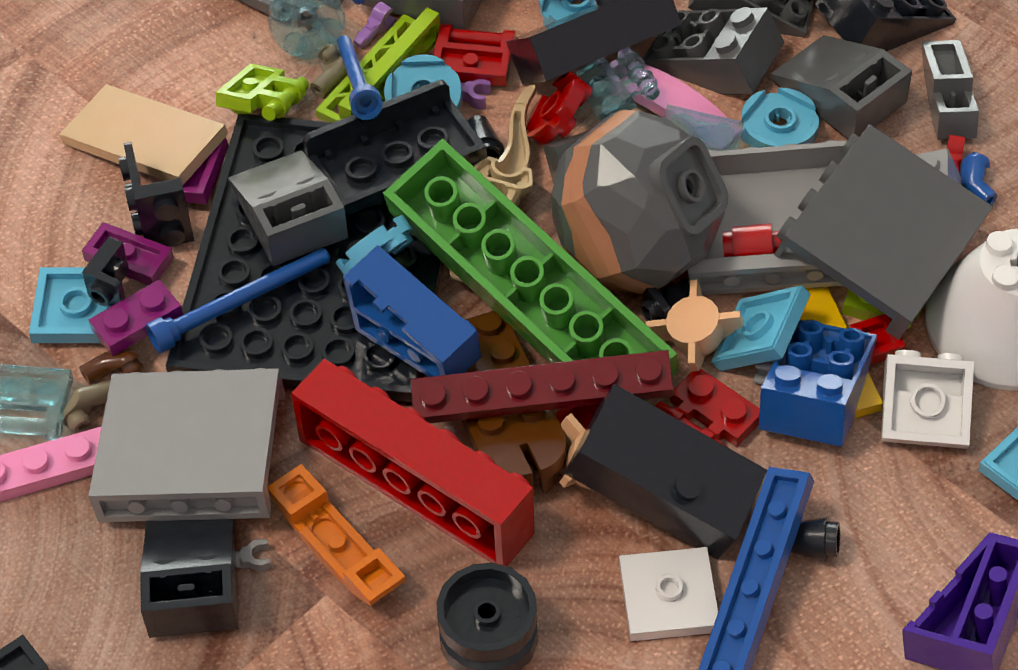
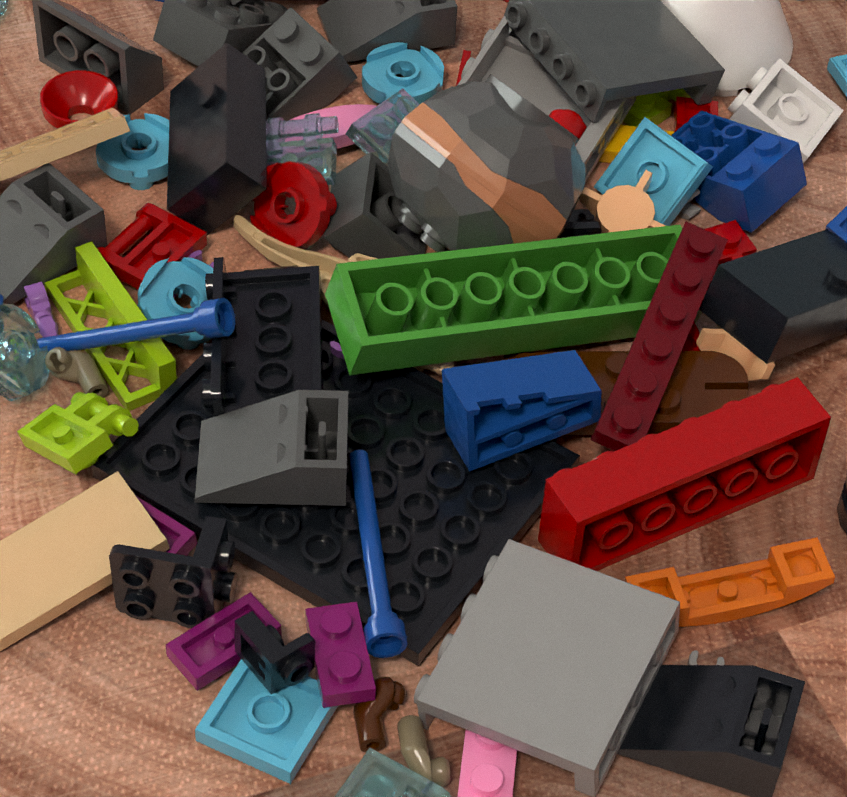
camera: 70 degrees left, 5 degrees down
(390, 241) = (408, 394): medium azure plate -> none

